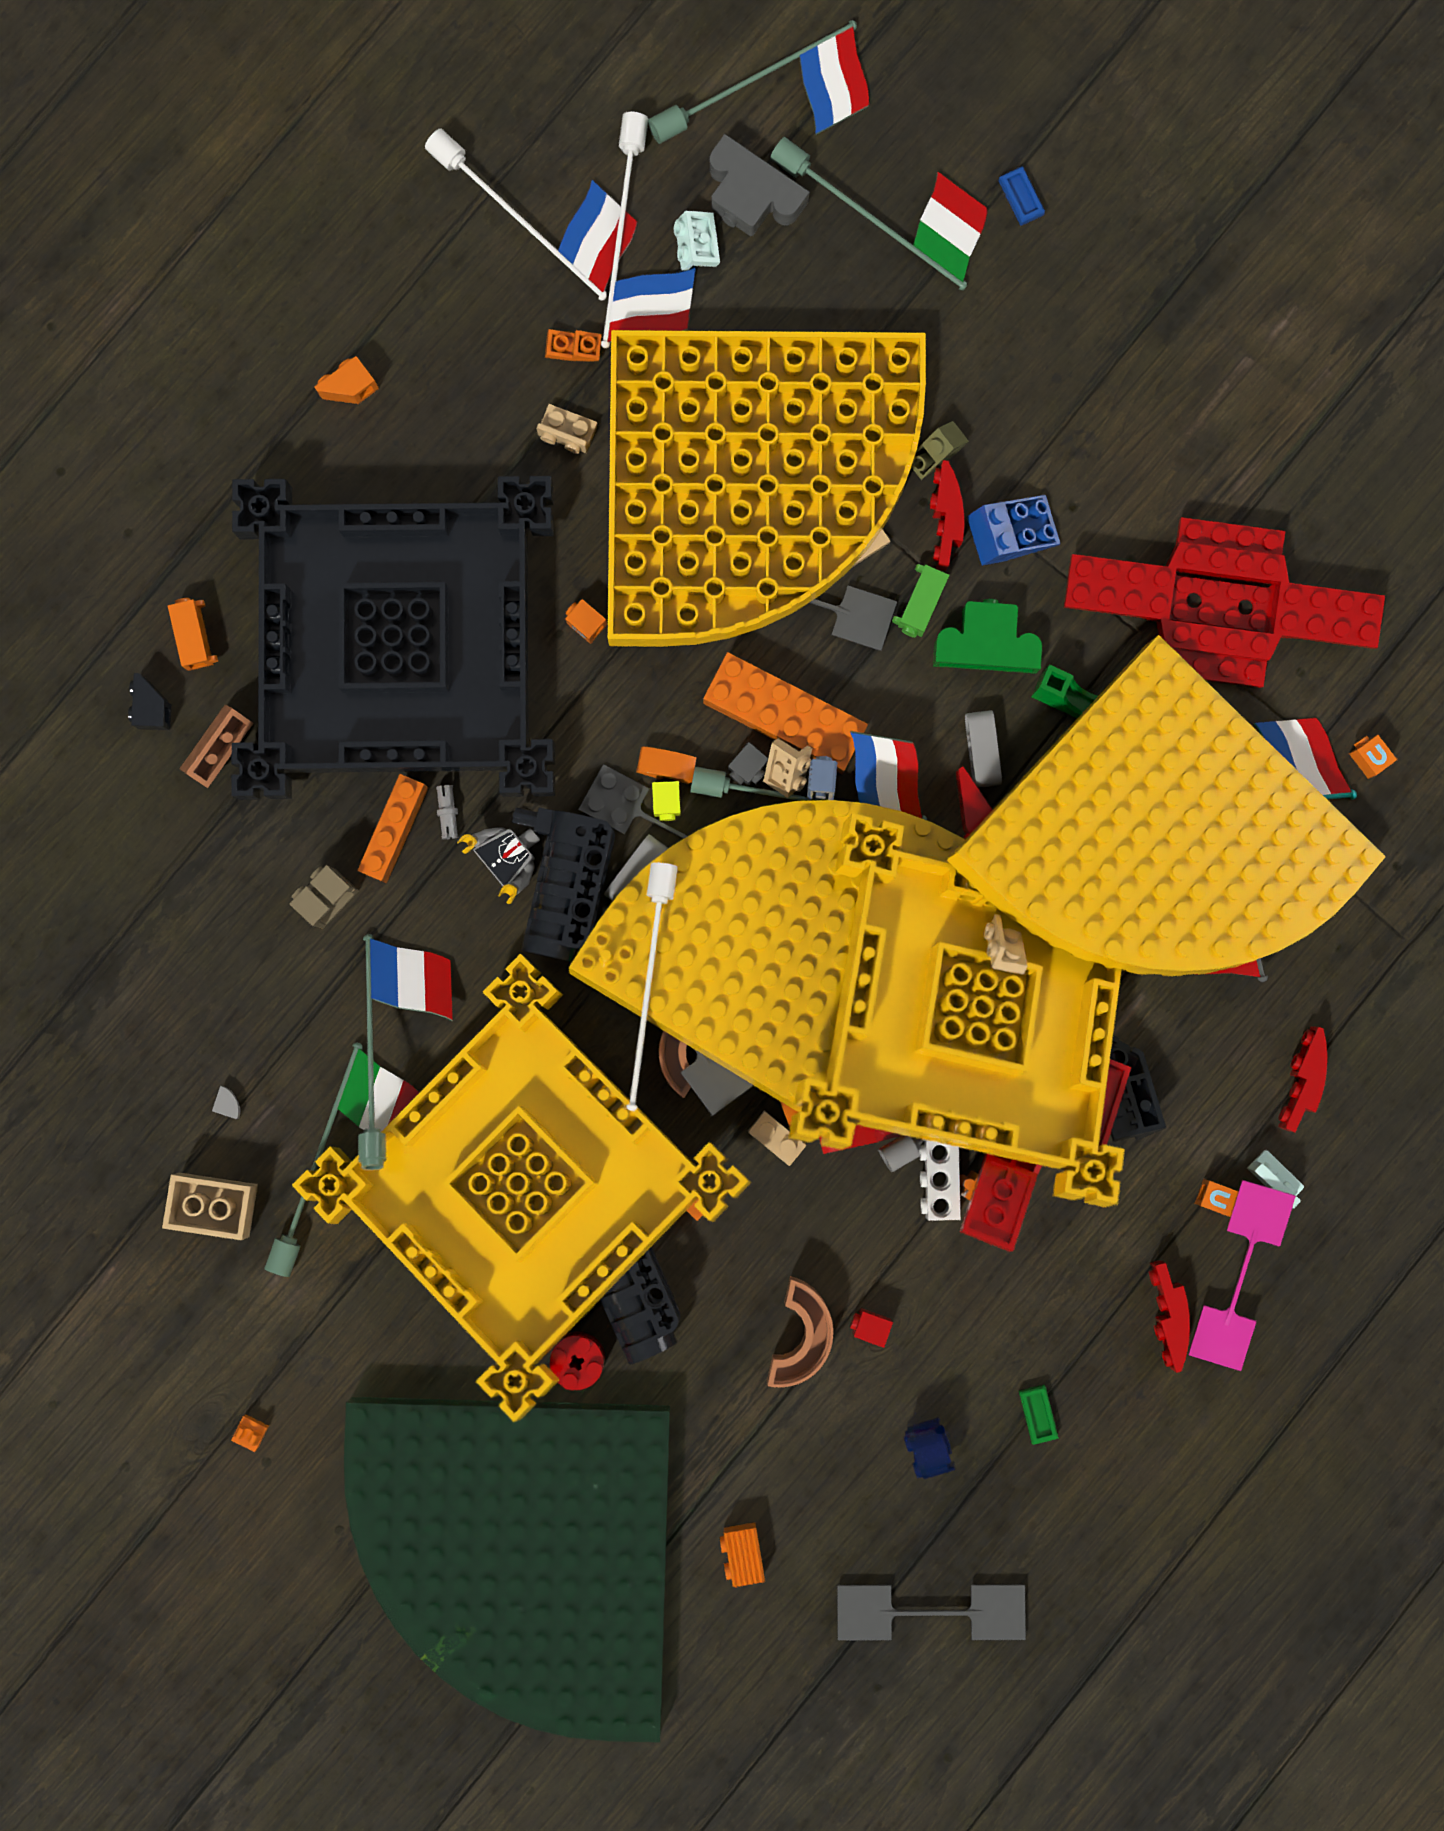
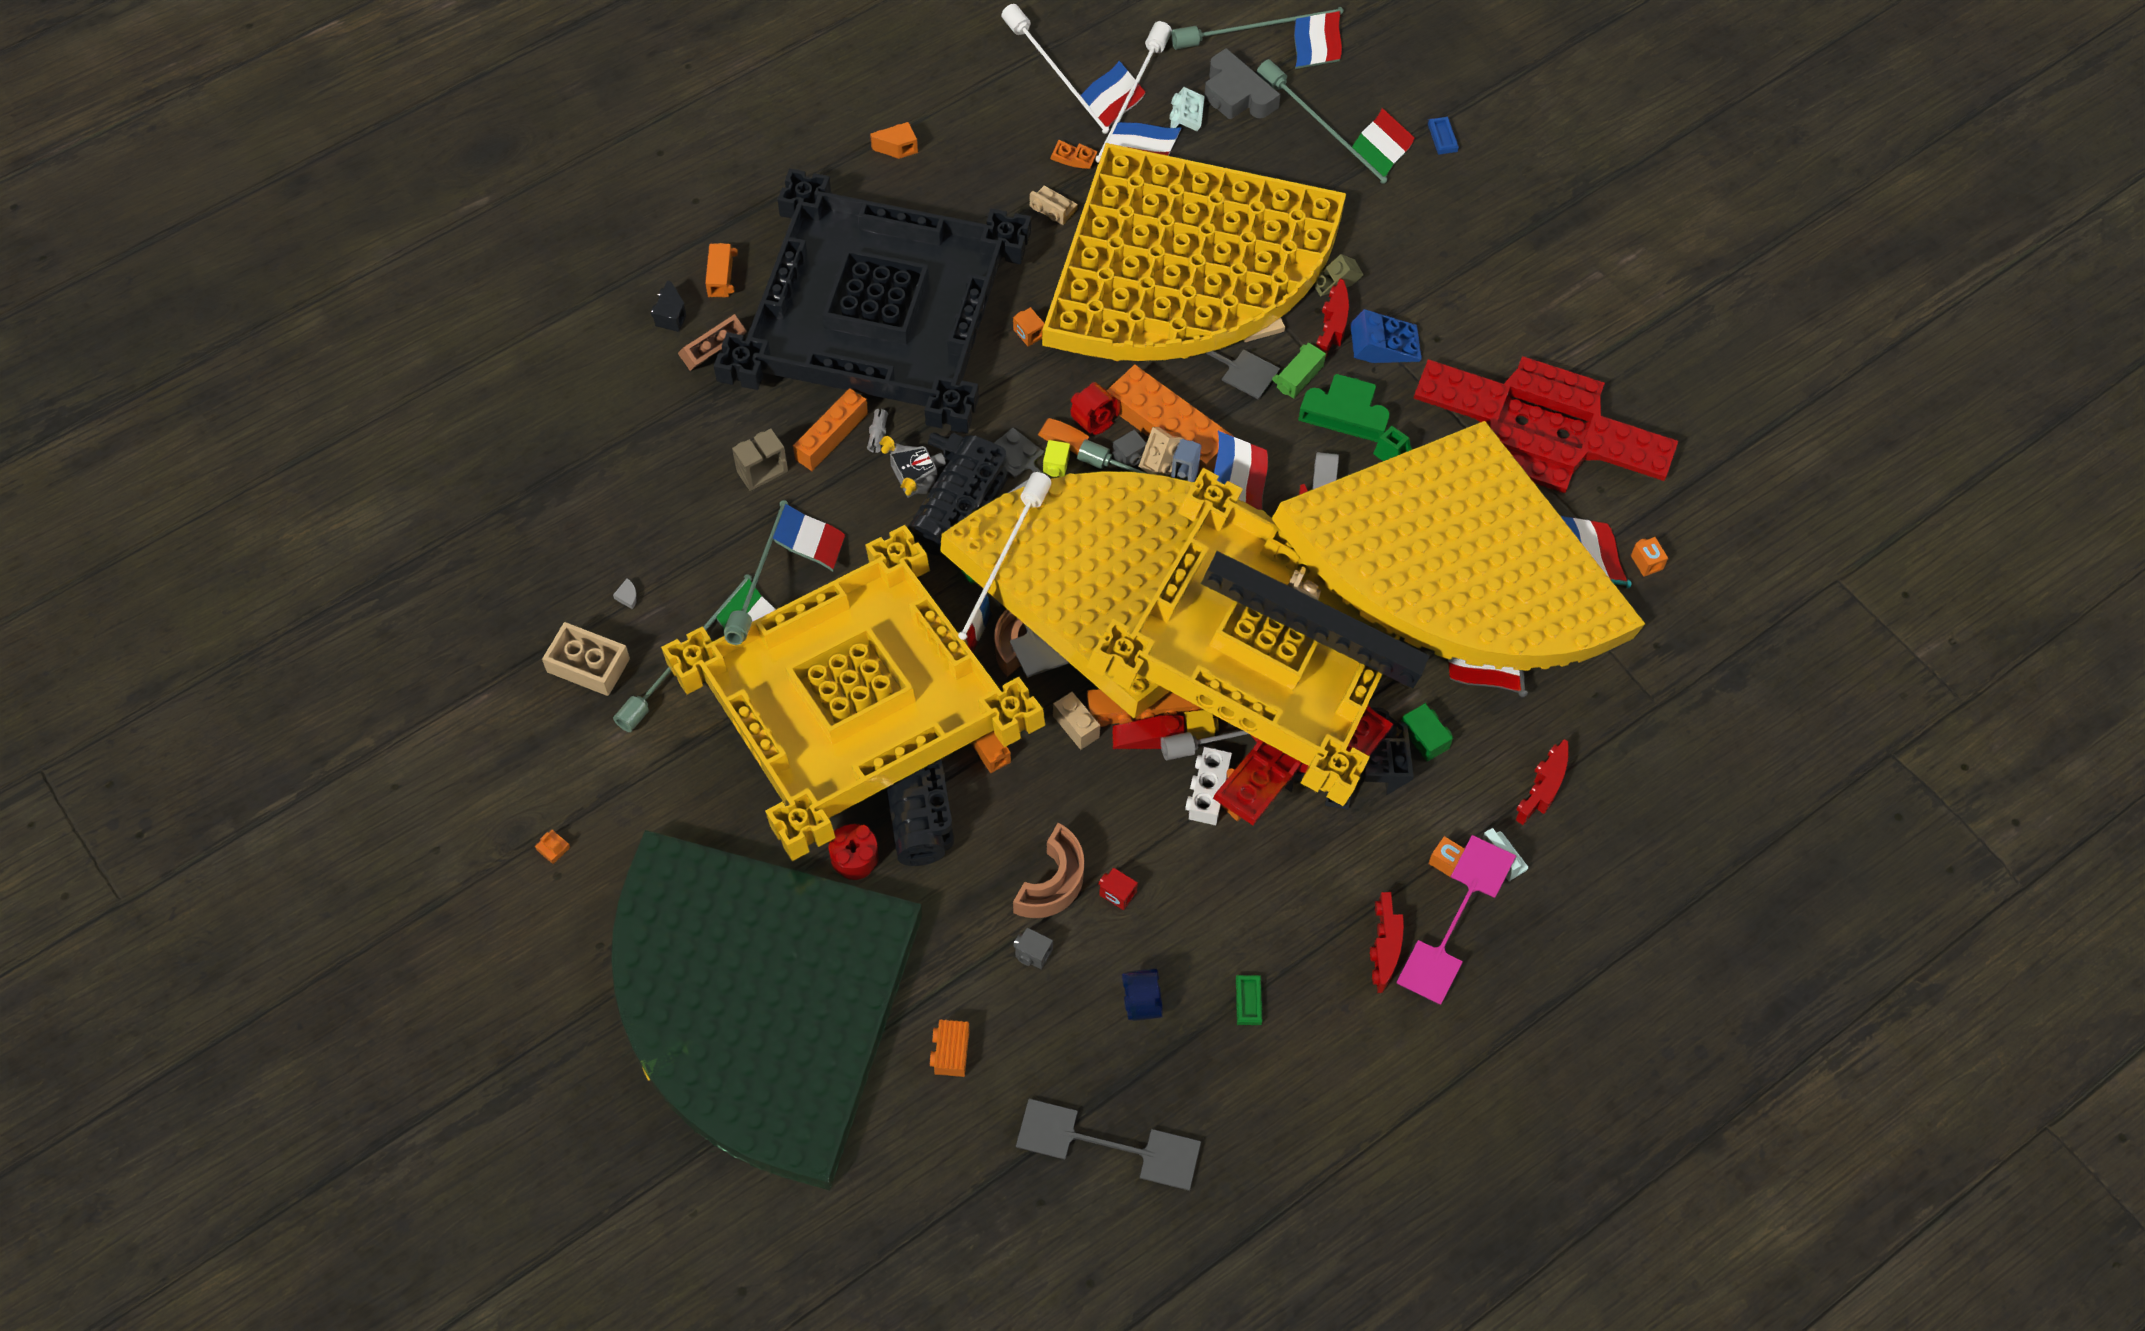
camera: 15 degrees right, 25 degrees down
(694, 723) = (1094, 408): none -> red brick
(798, 1420) = (1033, 948): none -> dark grey brick
(1026, 992) = (1315, 619): none -> black brick
(1165, 1050) = (1427, 732): none -> green brick

